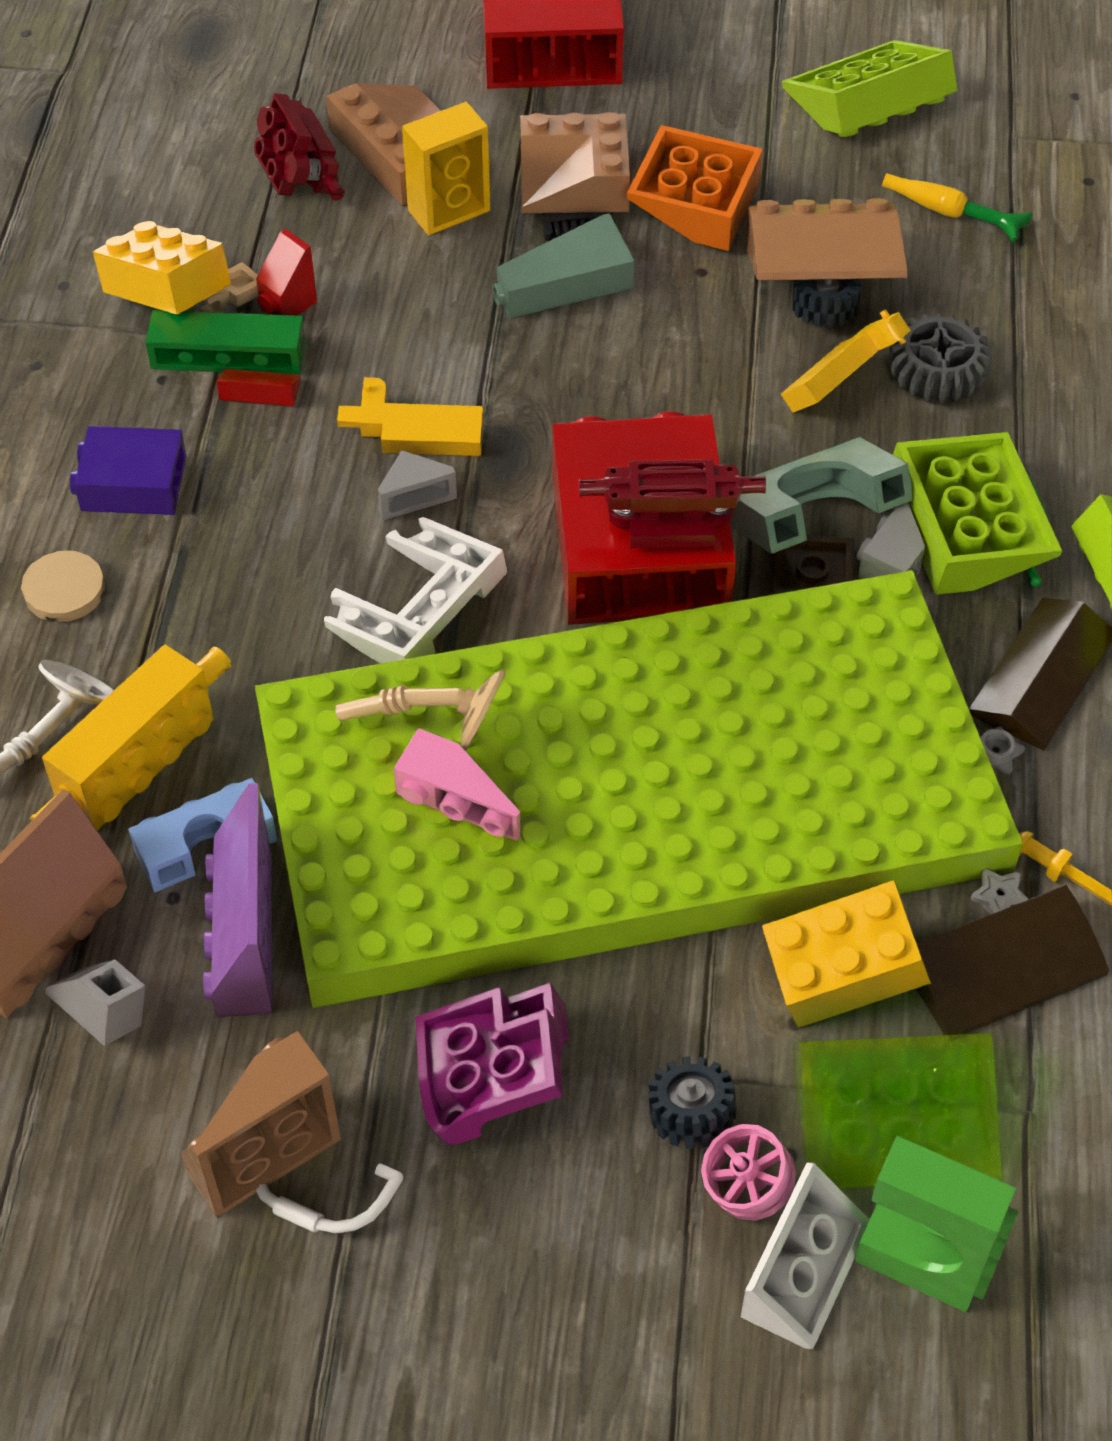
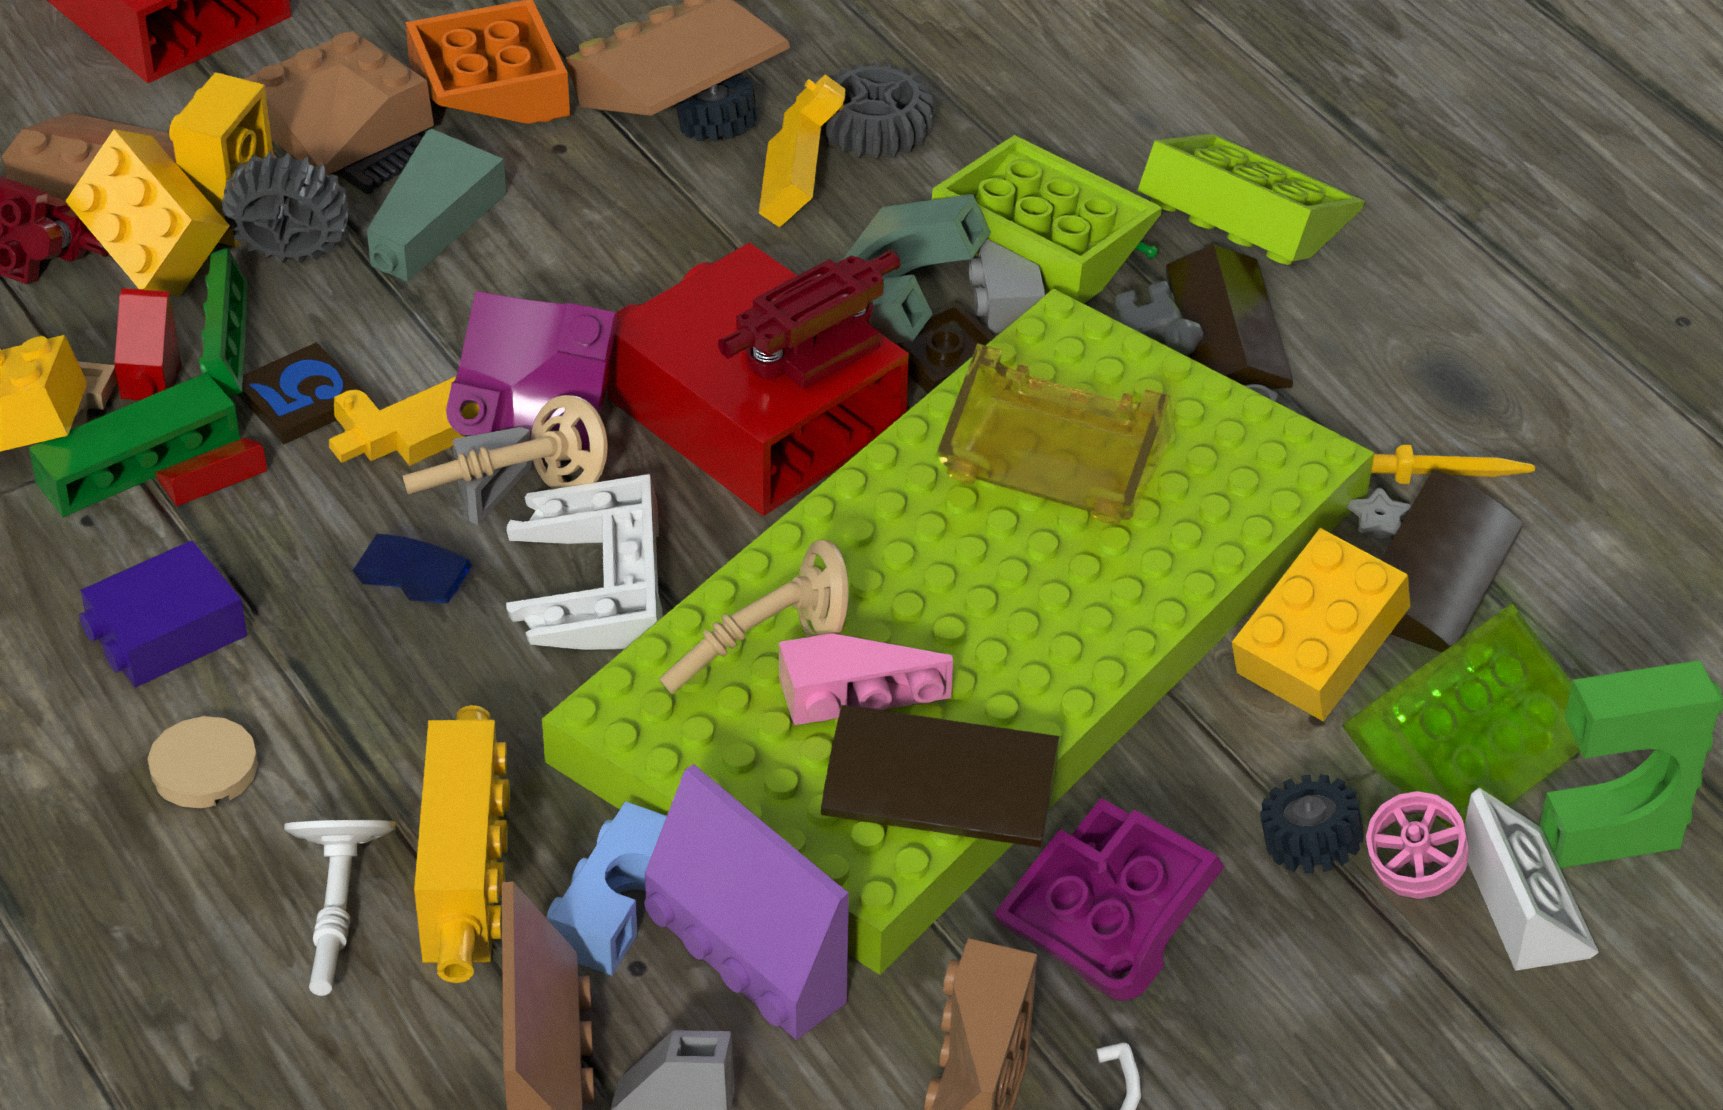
camera: 40 degrees left, 10 degrees down
(302, 528) = (417, 567): none -> clear blue slope
(353, 287) = (225, 323): none -> green plate
(360, 354) = (296, 392): none -> dark brown tile
(364, 182) = (147, 212): none -> yellow brick
(443, 897) = (940, 776): none -> dark brown slope
(454, 223) = (285, 207): none -> dark grey gear
(468, 498) = (544, 444): none -> tan dish
(488, 434) = (524, 356): none -> magenta slope
(768, 689) = (1055, 438): none -> clear yellow windscreen
(978, 640) = (1159, 318): none -> dark grey animal

